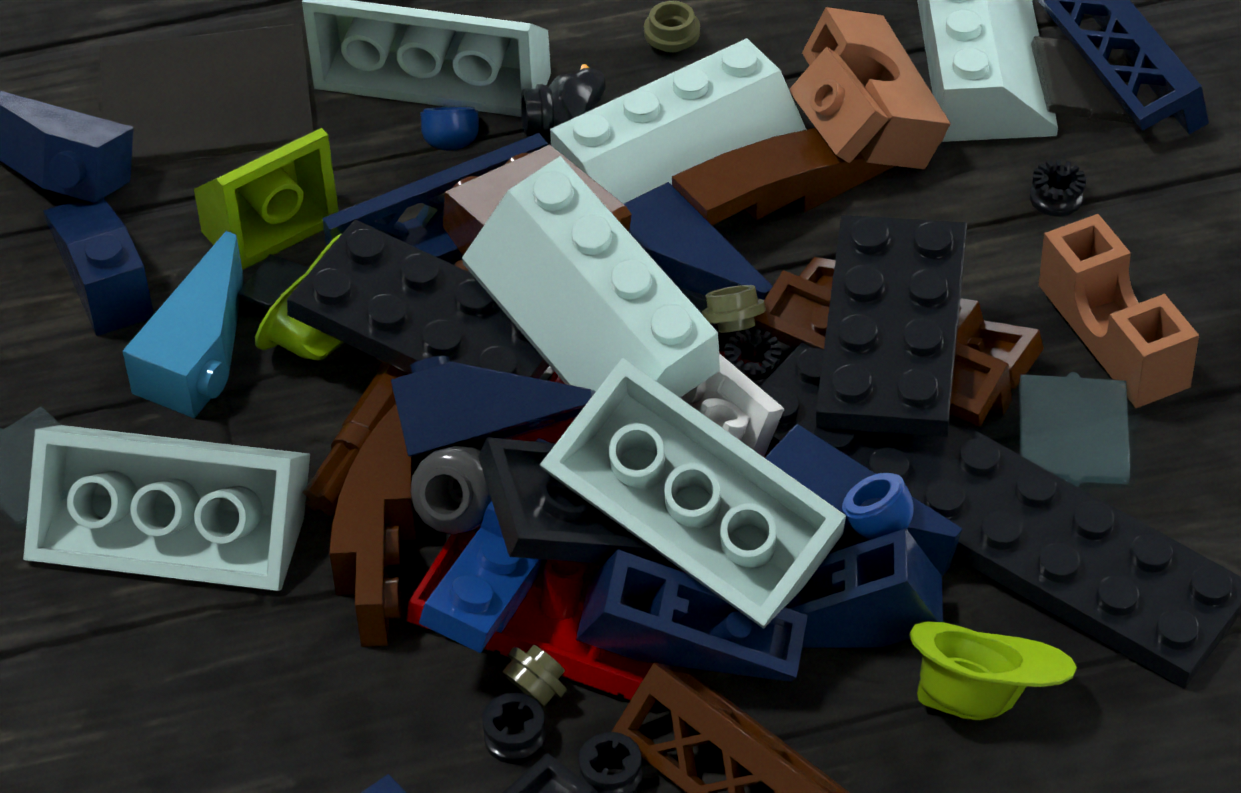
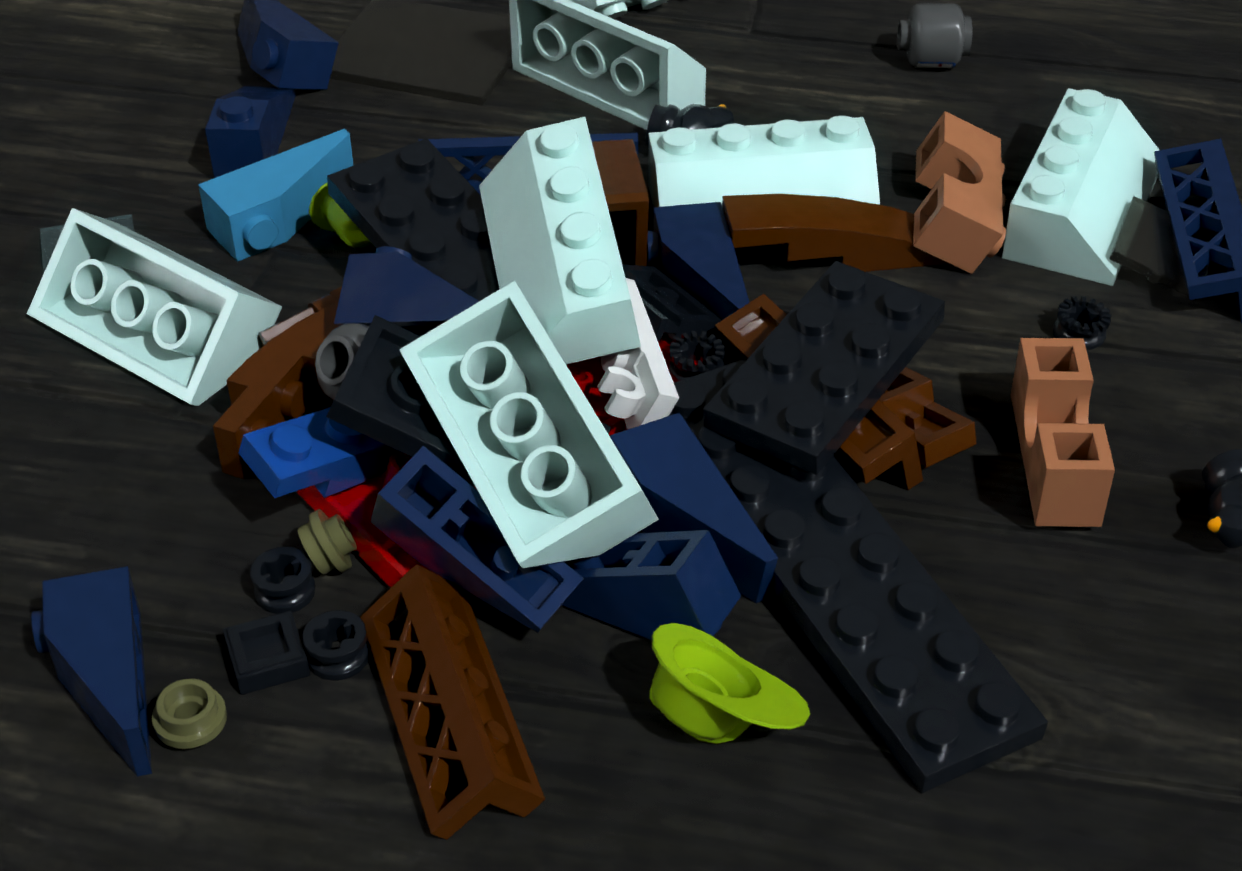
camera: 25 degrees right, 5 degrees down
(271, 198) = (398, 110): lime slope -> none
(449, 126) = (598, 119): blue piece -> none
(671, 26) = (822, 101): olive plate -> none
(733, 308) = (698, 308): olive plate -> none
(838, 105) = (908, 189): nougat plate -> none
(885, 516) = (706, 505): blue piece -> none
(1075, 427) = (962, 521): clear light blue piece -> none

